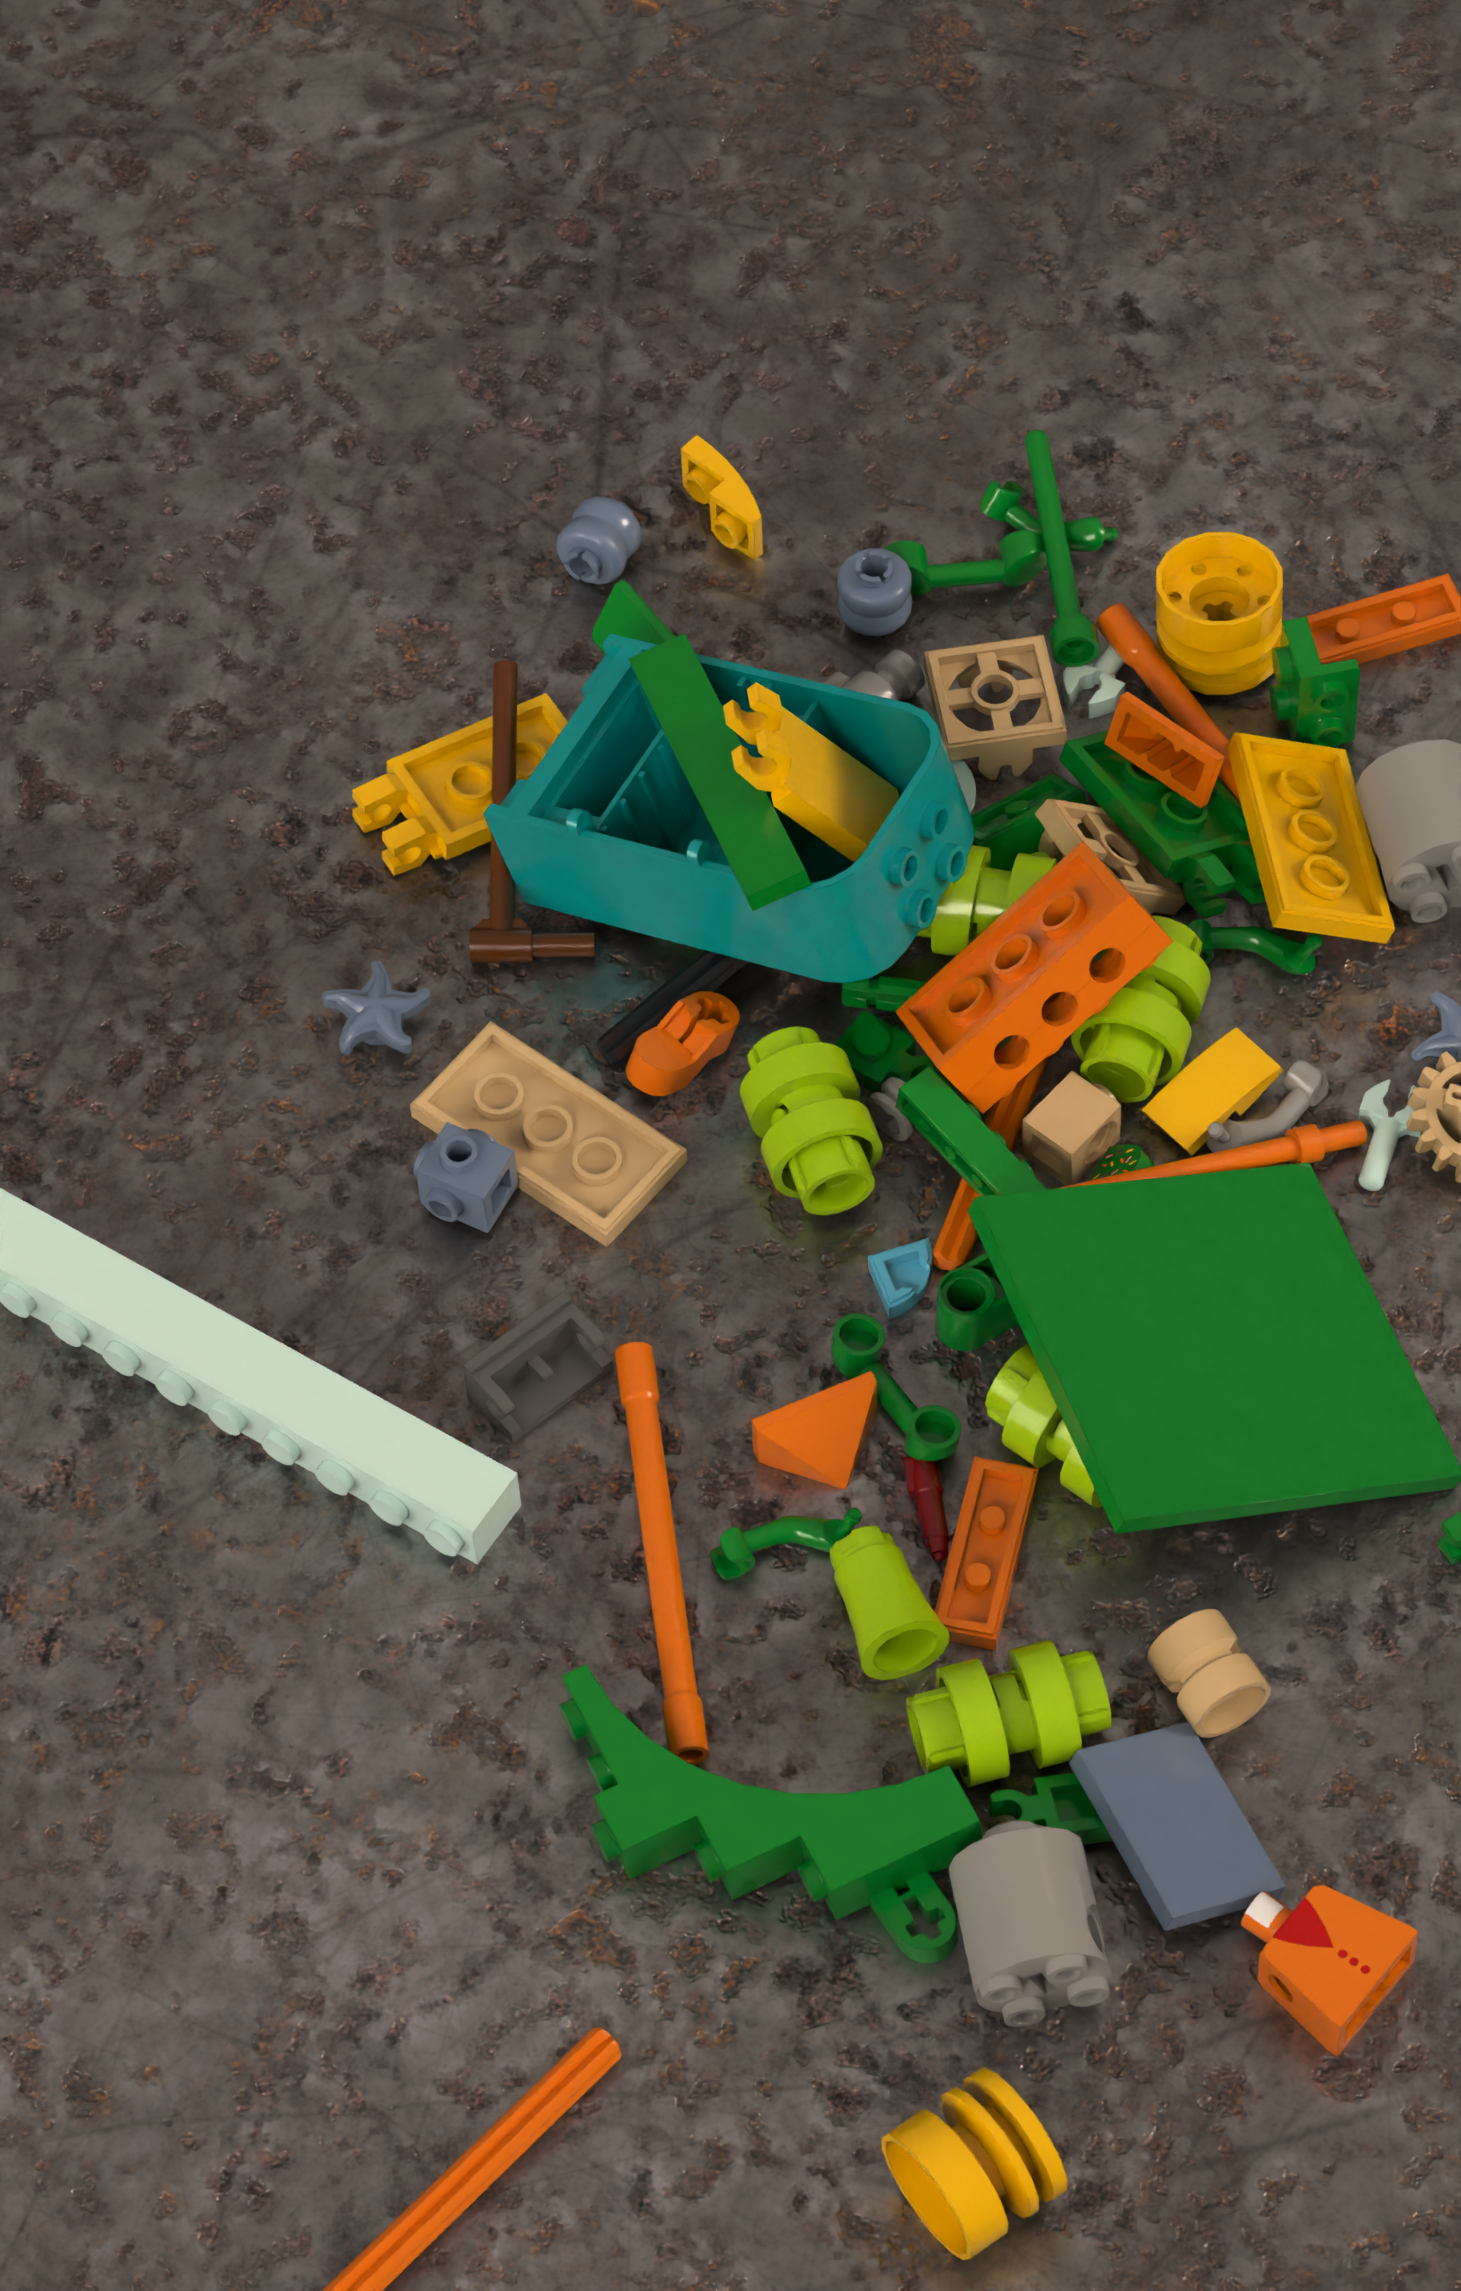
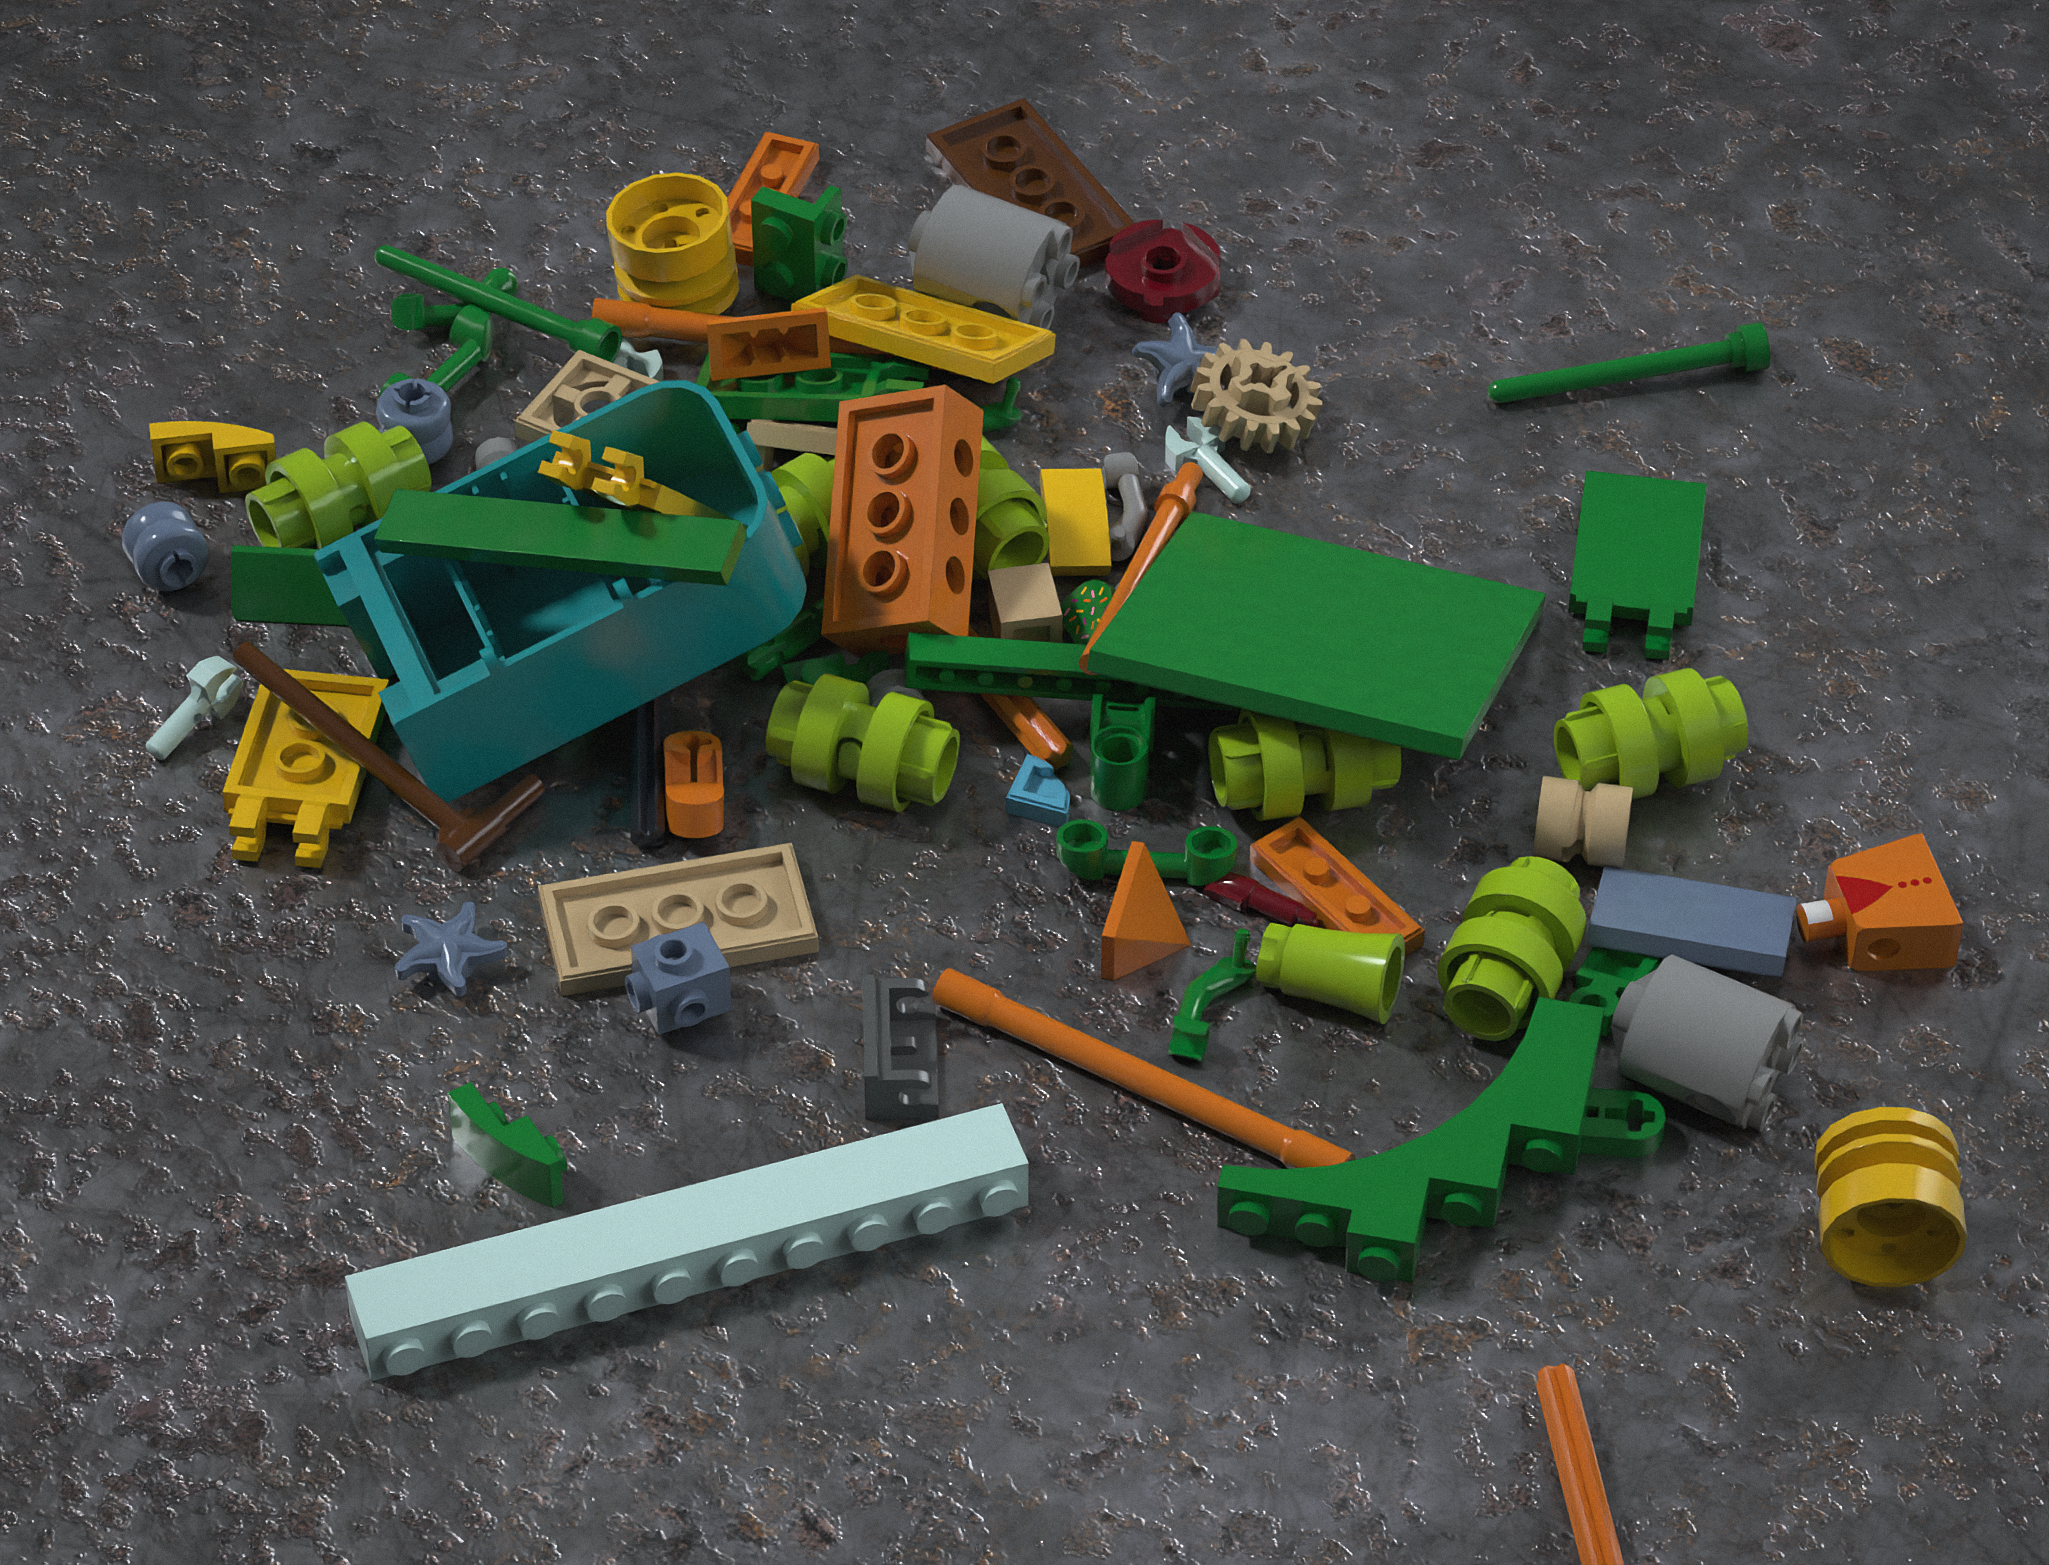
camera: 55 degrees left, 10 degrees down
(213, 1188) = (507, 1151): none -> green slope
(473, 678) = (212, 691): none -> light aqua bar
(722, 596) = (320, 500): none -> lime piece
(1368, 1669) = (1677, 729): none -> lime piece

